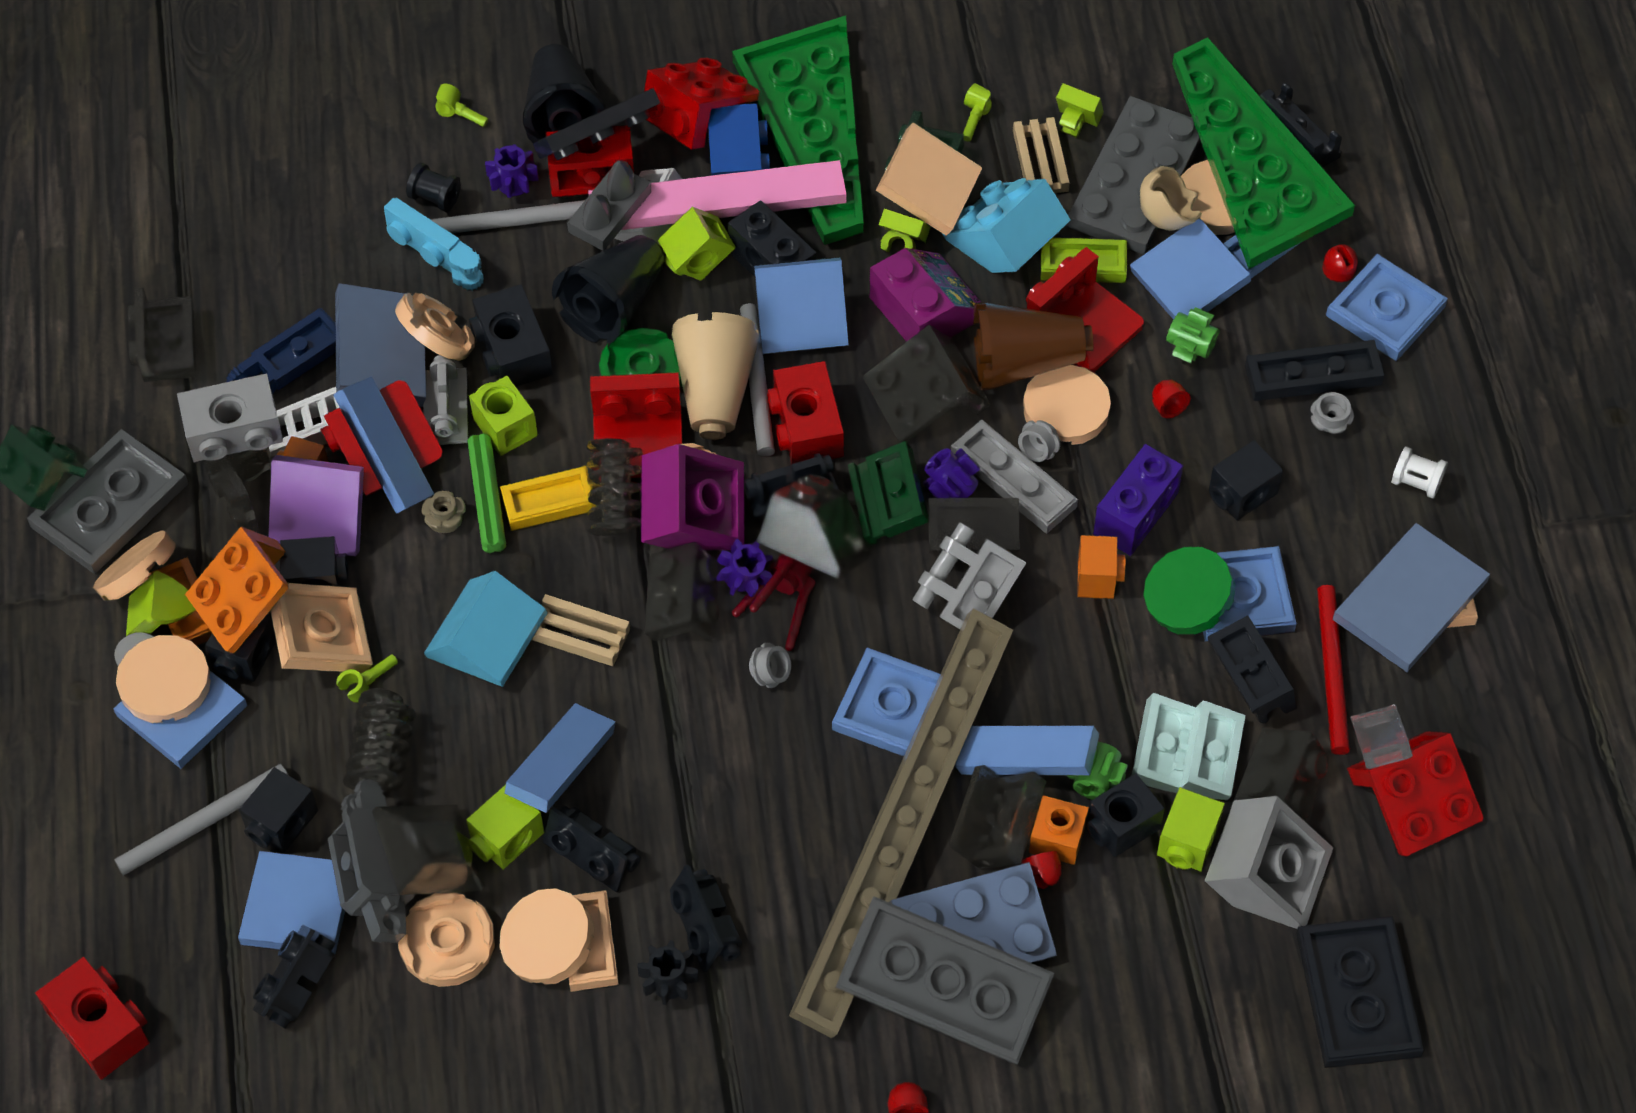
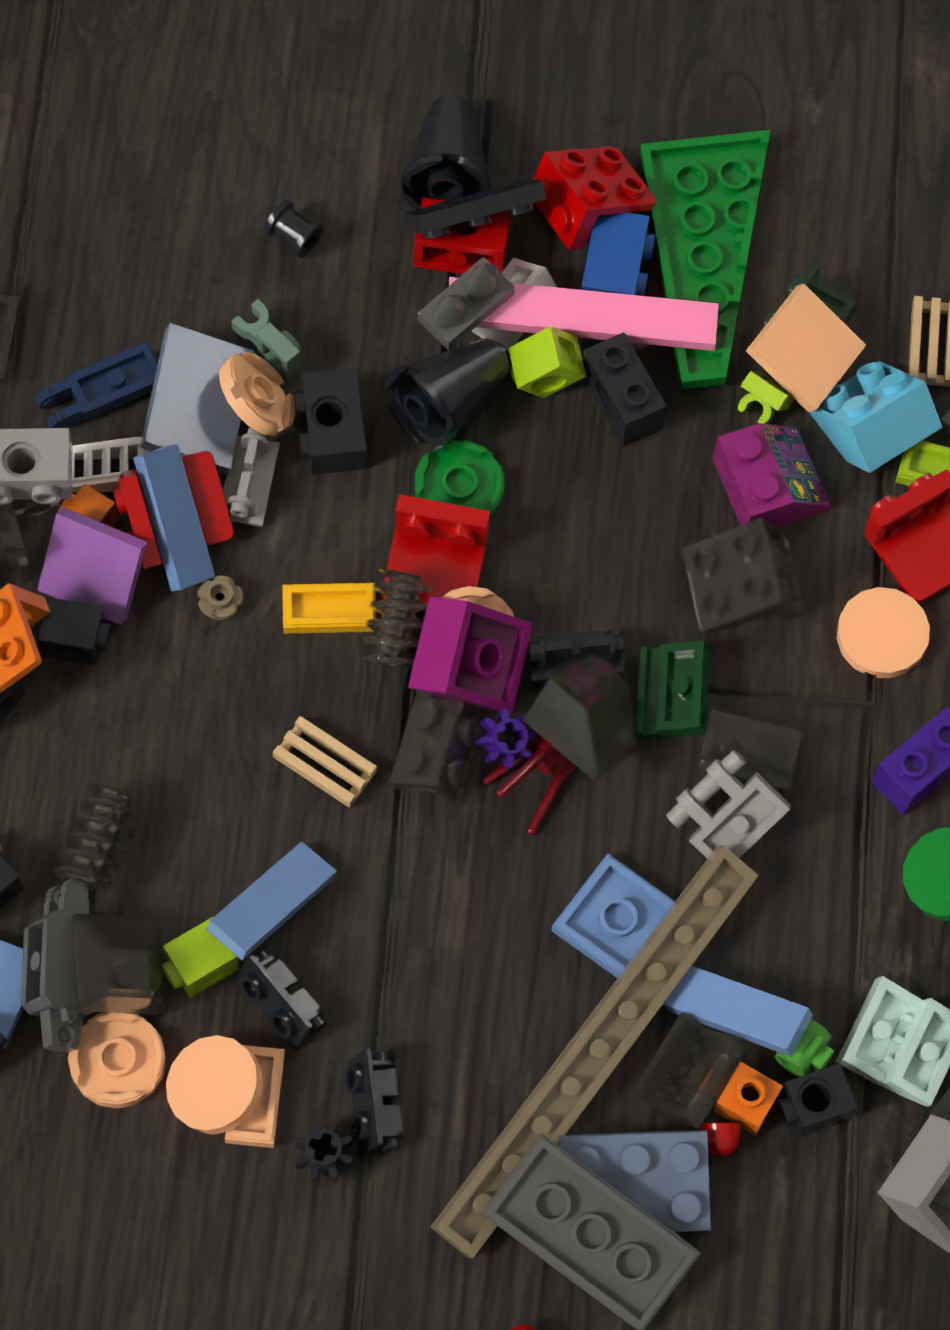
camera: 10 degrees right, 10 degrees up
(321, 629) = (68, 701): light nougat tile -> none
(364, 679) = (100, 761): lime hand -> none
(433, 243) = (279, 294): medium azure hinge -> none
(437, 283) = (275, 347): none -> sand green plate
(448, 104) = (331, 134): lime hand -> none
(486, 493) = (267, 588): bright green axle -> none
(487, 629) = (232, 741): medium azure slope -> none
(505, 429) = (305, 524): lime brick -> none
(509, 218) = (361, 280): light grey bar -> none
(511, 170) = (378, 229): dark purple gear -> none
(714, 369) = (529, 512): tan cone -> none
(758, 392) = (572, 527): light grey bar -> none
(770, 665) = (505, 849): light grey plate -> none
(801, 305) = (636, 459): medium blue tile -> none
(806, 391) = (619, 555): red brick -> none
(951, 474) = (742, 687): dark purple gear -> none
(979, 101) = (886, 261): lime hand -> none
(1016, 477) = (807, 699): light grey tile -> none
(1025, 343) = (857, 560): reddish brown cone -> none
(1039, 441) = (842, 669): light grey plate -> none
(1099, 567) = (866, 824): orange plate -> none
(1190, 830) = (878, 1133): lime brick -> none

